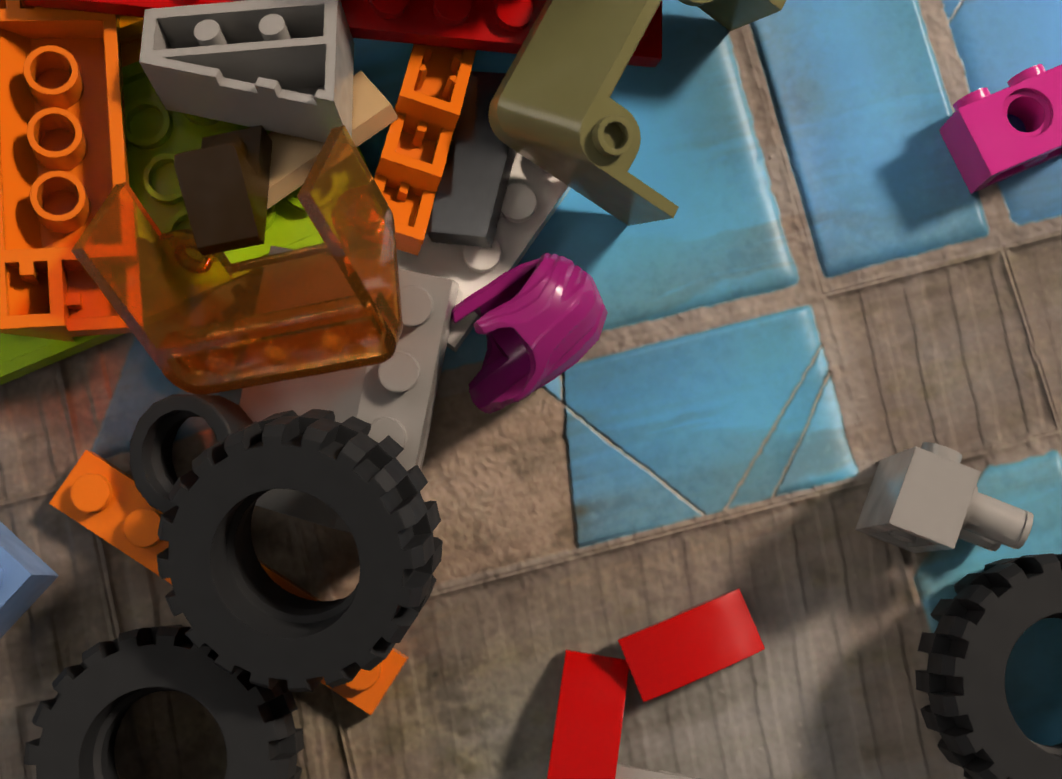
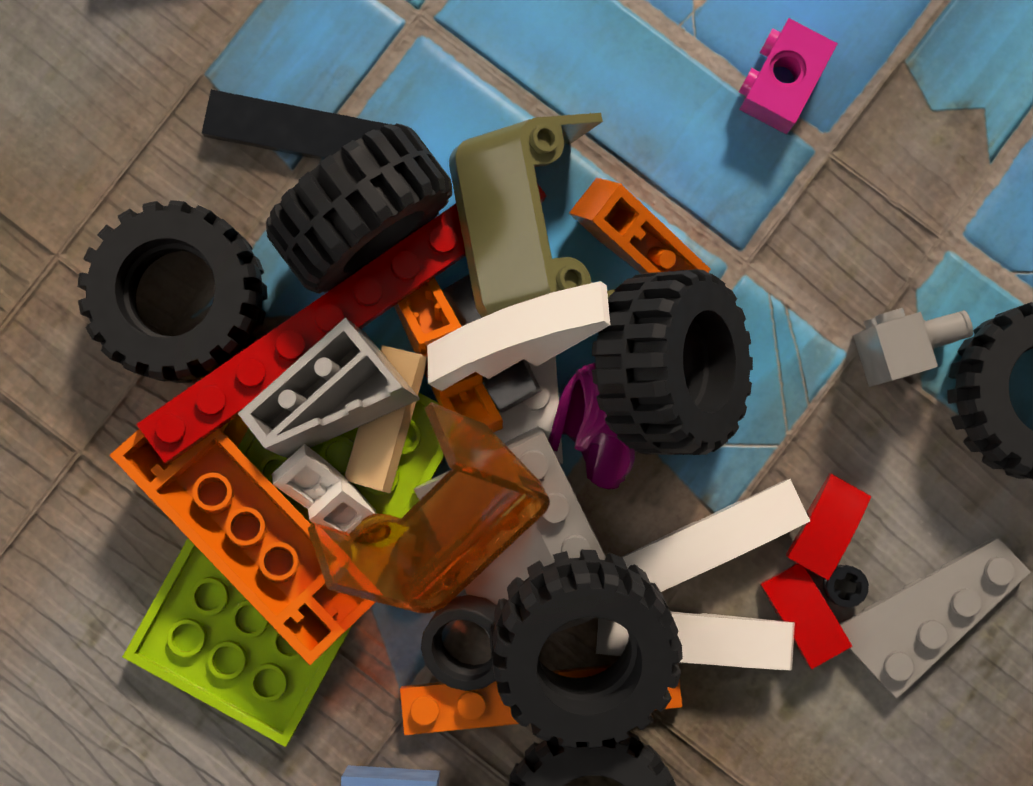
camera: 35 degrees left, 5 degrees up
(156, 137) = (322, 490): none -> white slope
(227, 189) = (370, 478): dark brown slope -> none
(470, 674) = (717, 640): none -> white slope
(520, 152) = (525, 331): none -> white slope
(559, 557) = (720, 536): none -> white slope
(609, 282) = (673, 363): none -> black tyre
(654, 746) = (851, 599): none -> black bush
(726, 176) = (632, 230): none -> orange slope

